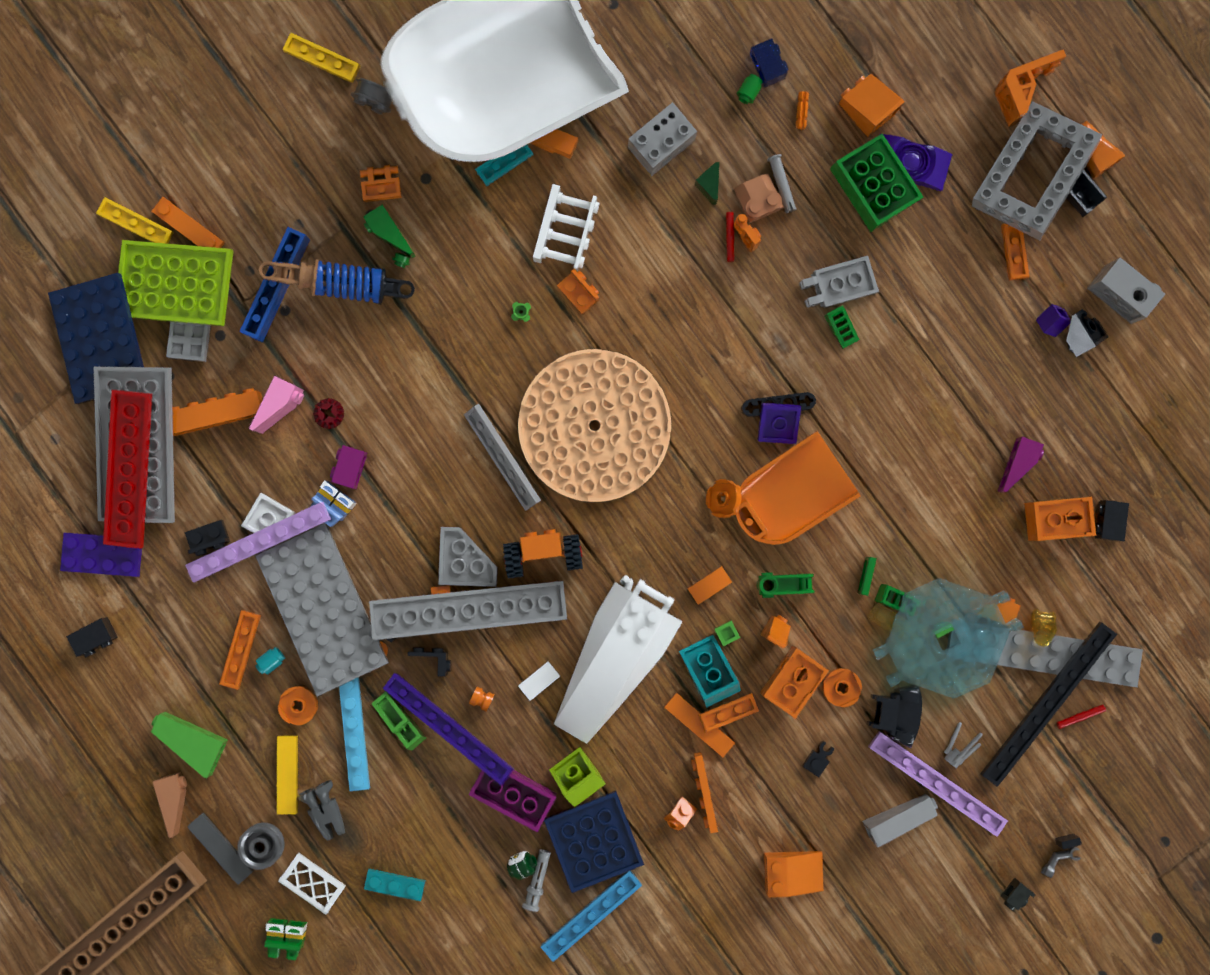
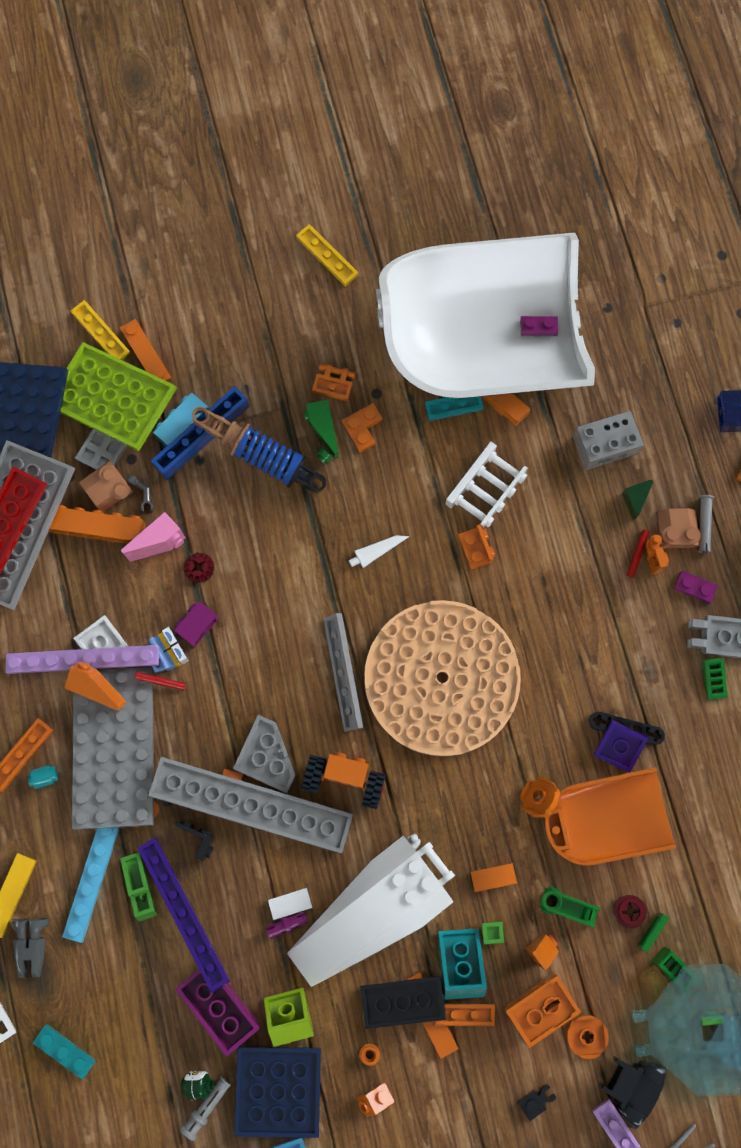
camera: 30 degrees right, 10 degrees down
(206, 537) = (37, 636): black bracket -> none
(207, 372) = (105, 486): none -> nougat slope
(243, 358) = (132, 480): none -> flat silver arm
(248, 280) = (178, 419): none -> medium azure brick
(278, 562) = (92, 685): none -> orange slope
(295, 716) = (44, 841): orange plate -> none
(338, 532) = (160, 681): none -> red piece
(372, 95) = (359, 303): flat silver wheel -> none
(420, 217) = (358, 424): none -> orange plate
(481, 699) = (227, 898): orange wheel -> none
(486, 331) = (372, 552): none -> white bar
(520, 306) = (413, 539): bright green plate -> none
(543, 700) = (286, 925): none -> magenta pin
(554, 49) = (539, 325): none -> magenta plate
(660, 785) = (369, 1061): none -> orange plate
(672, 724) = (403, 1002): none -> black plate
(705, 800) = (406, 1096): orange plate -> none
(749, 89) = (706, 427): green brick -> none
(794, 247) = (695, 587): none -> magenta plate
(843, 557) = (637, 918): none -> dark red gear

